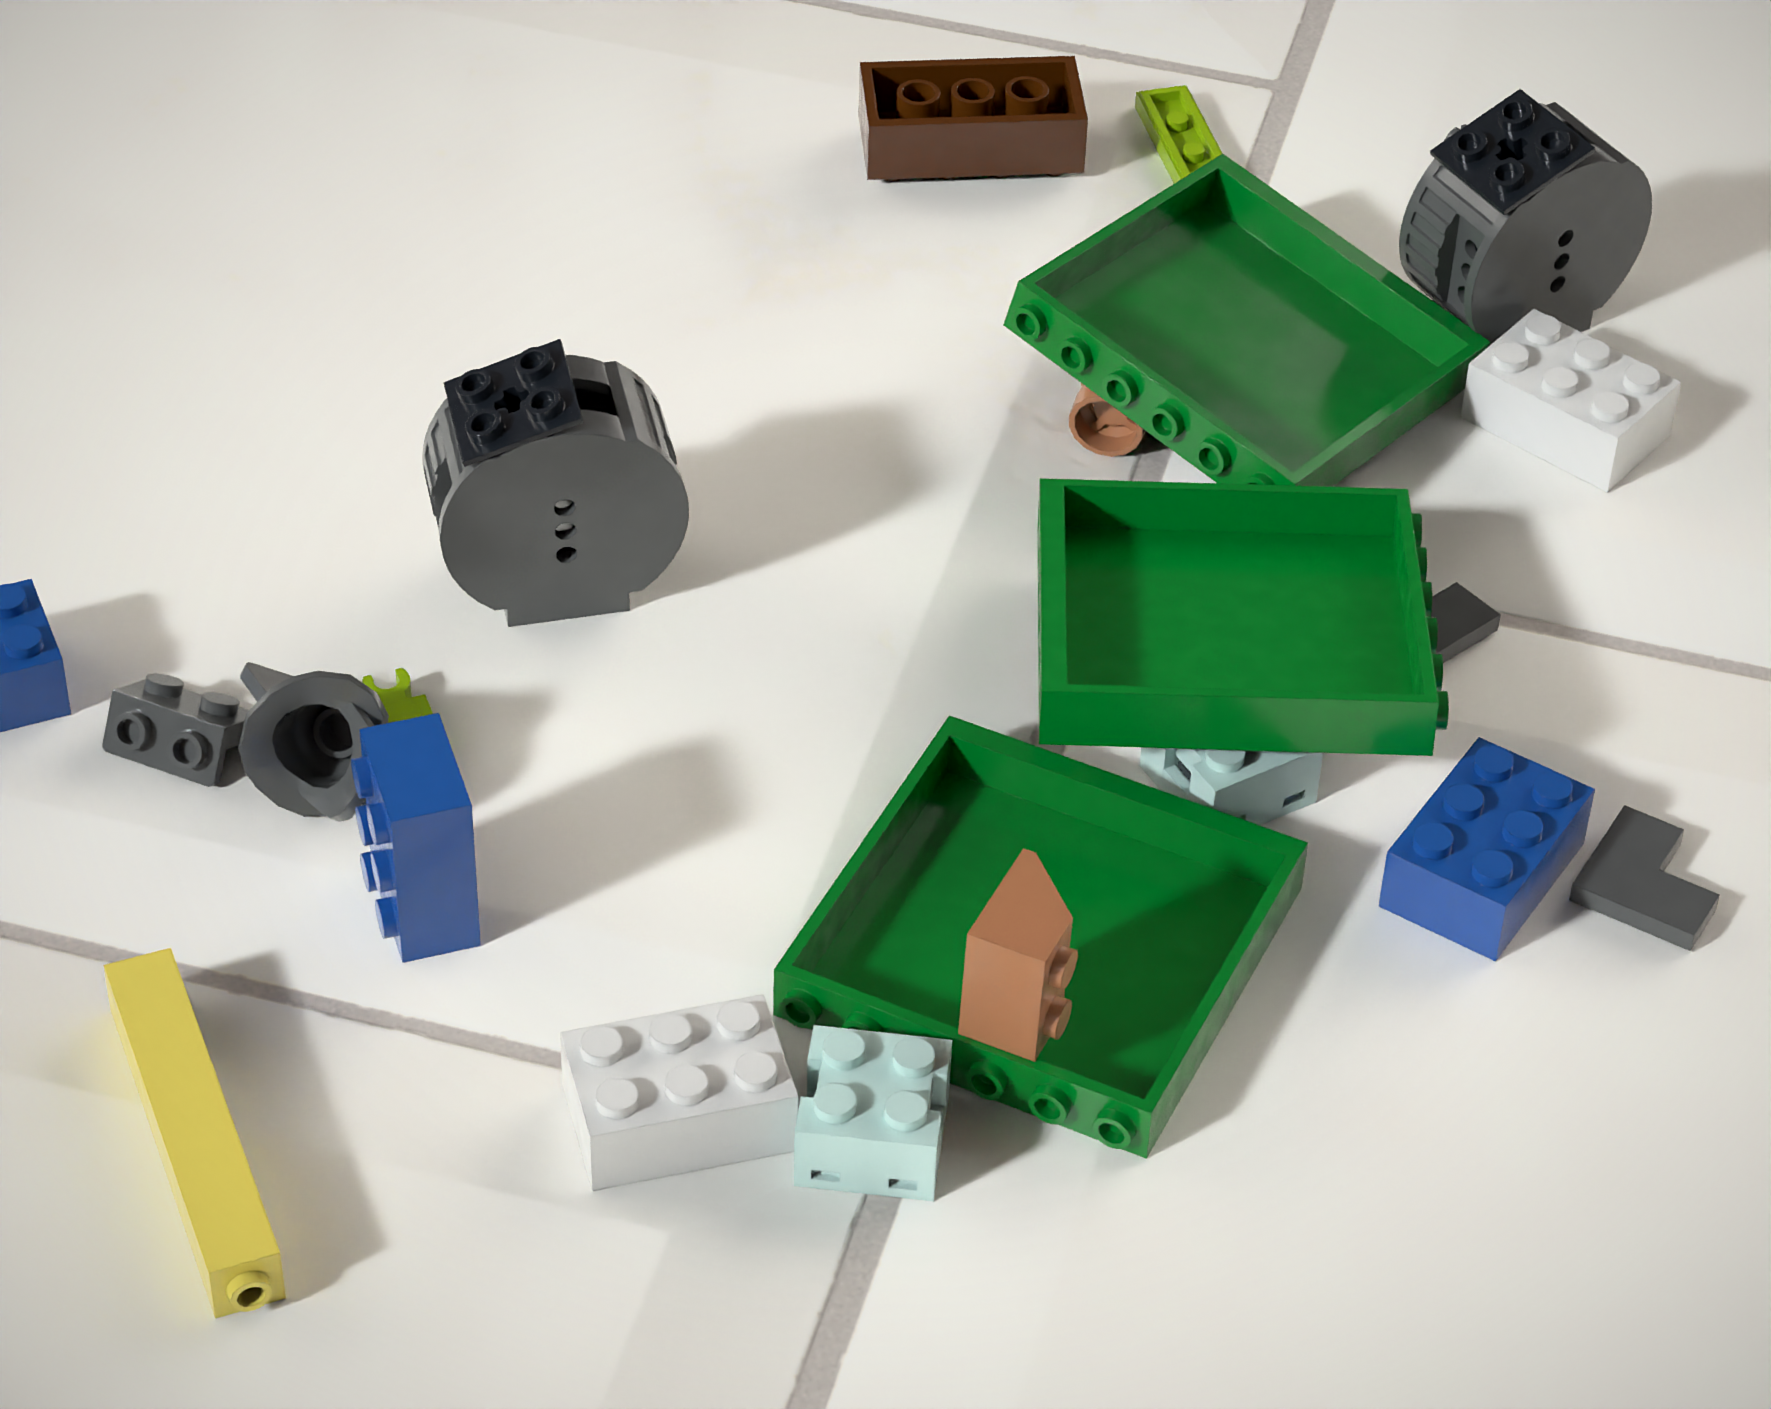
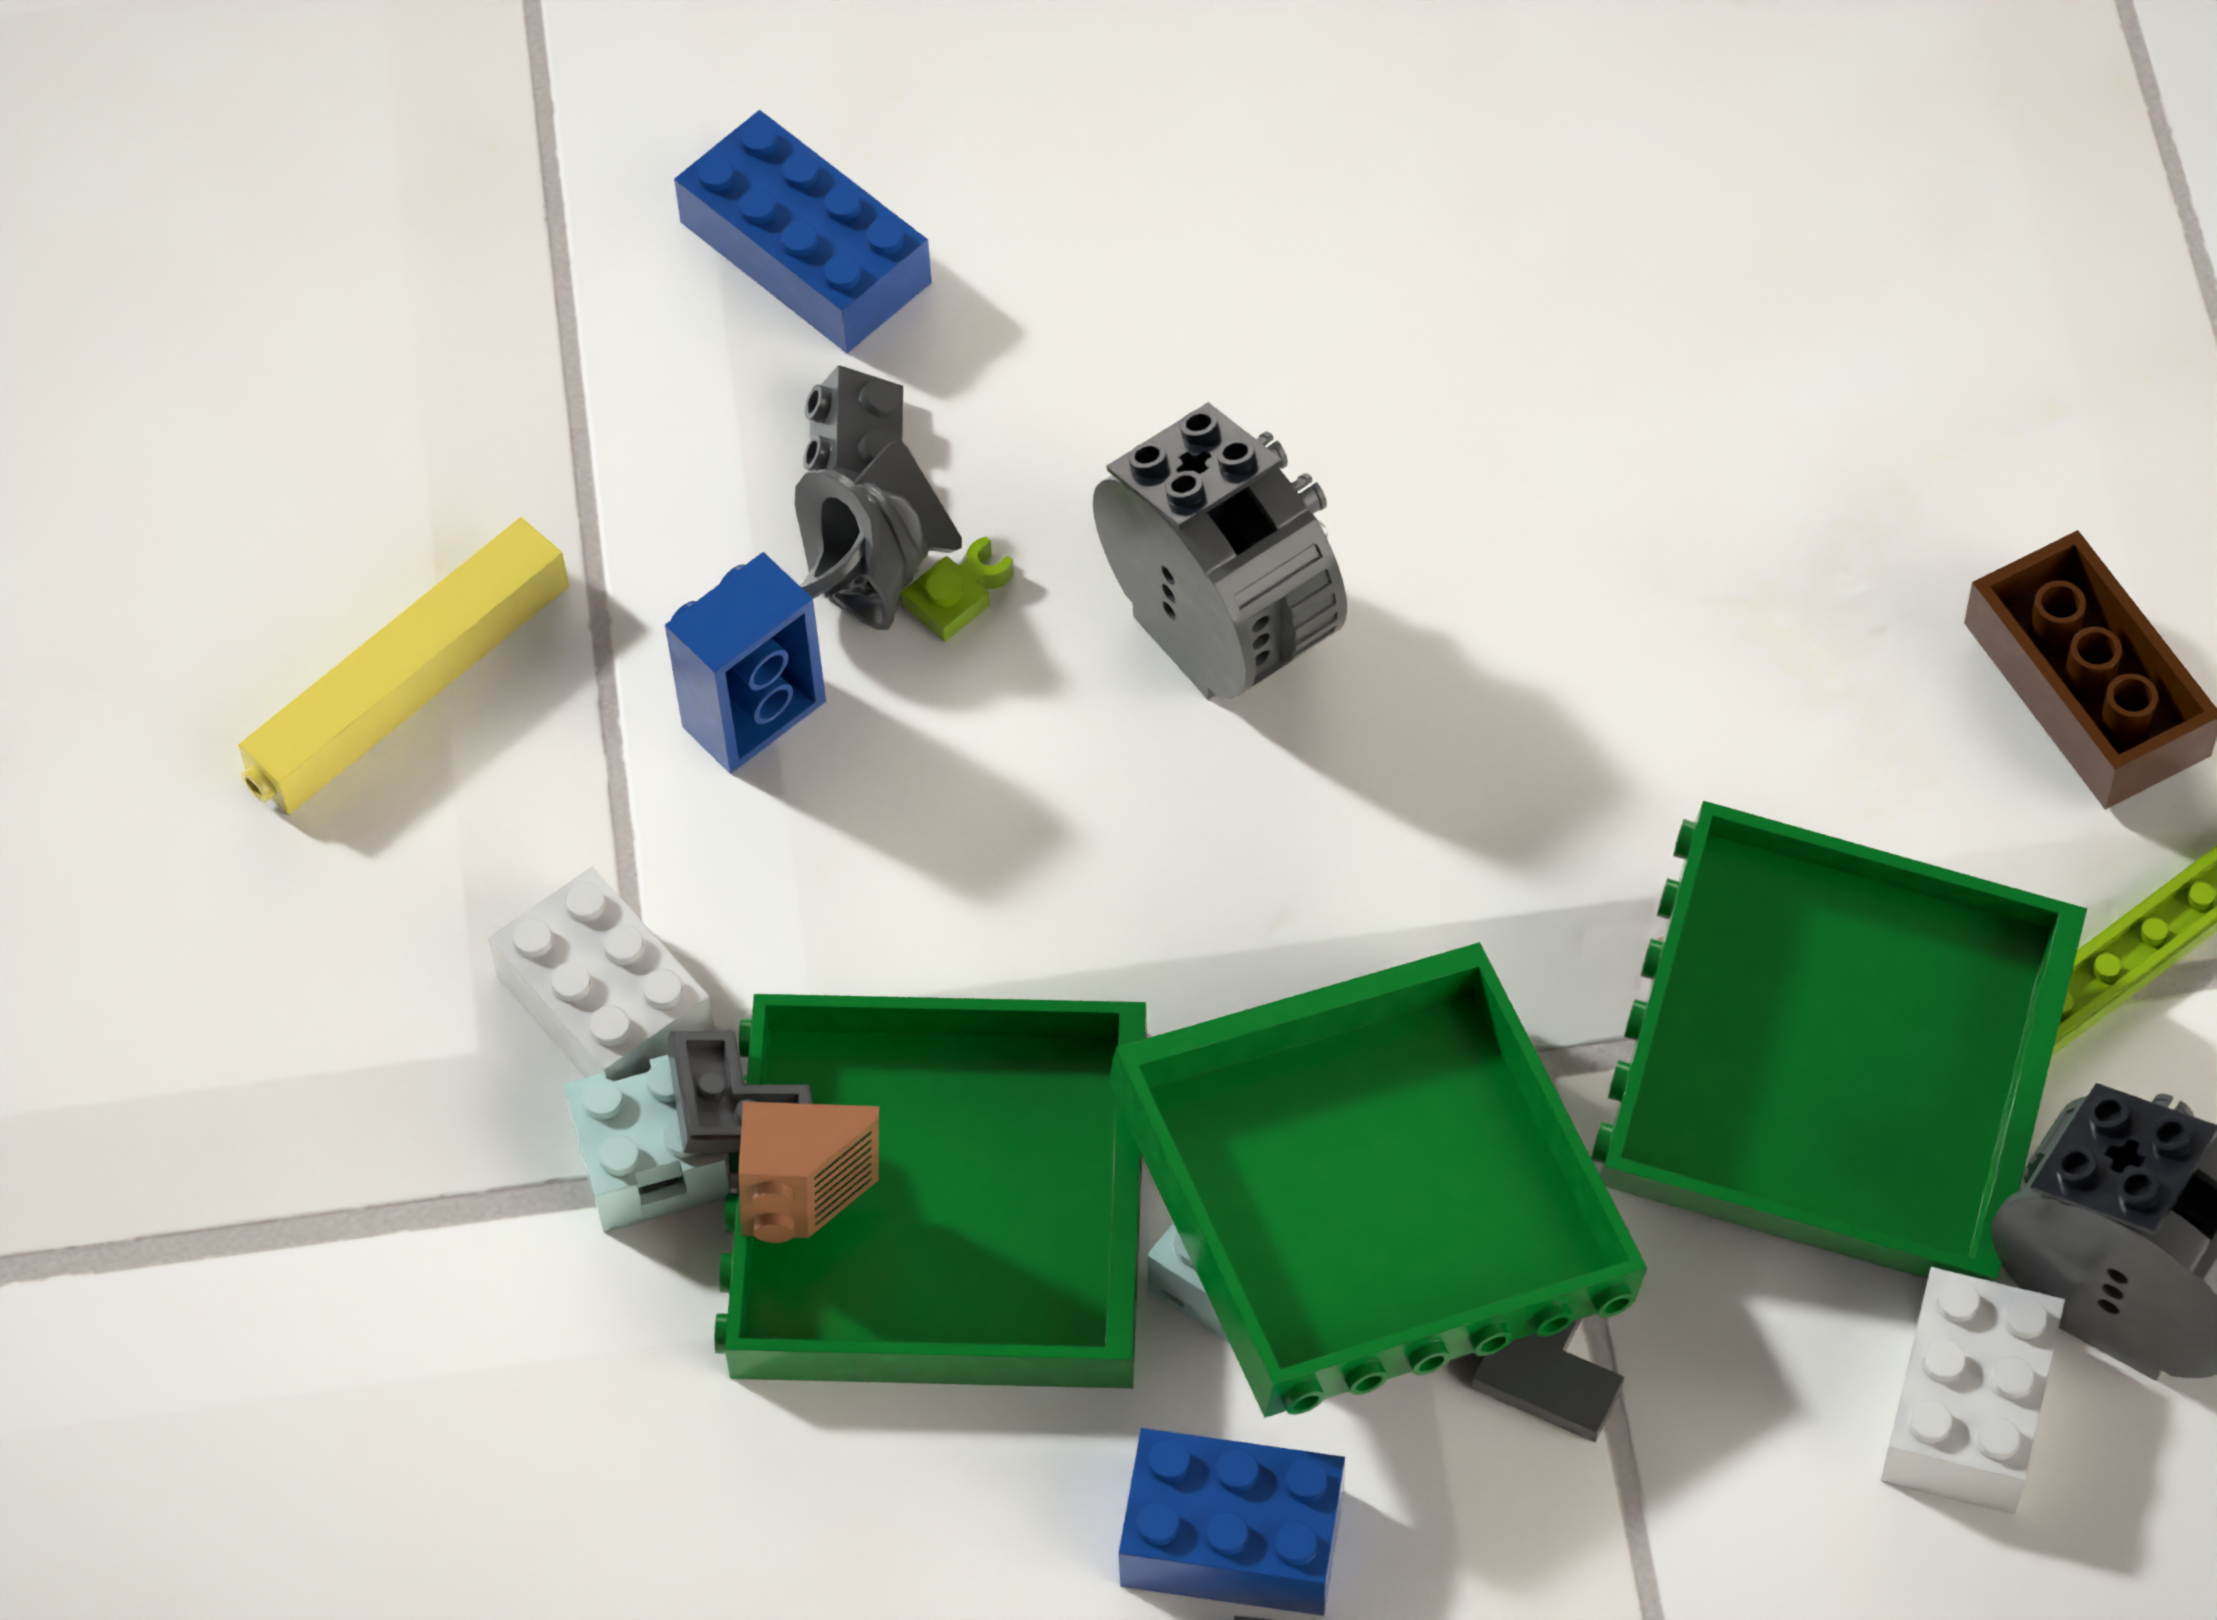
camera: 70 degrees right, 15 degrees up
(909, 1014) = (712, 1090): none -> dark grey tile

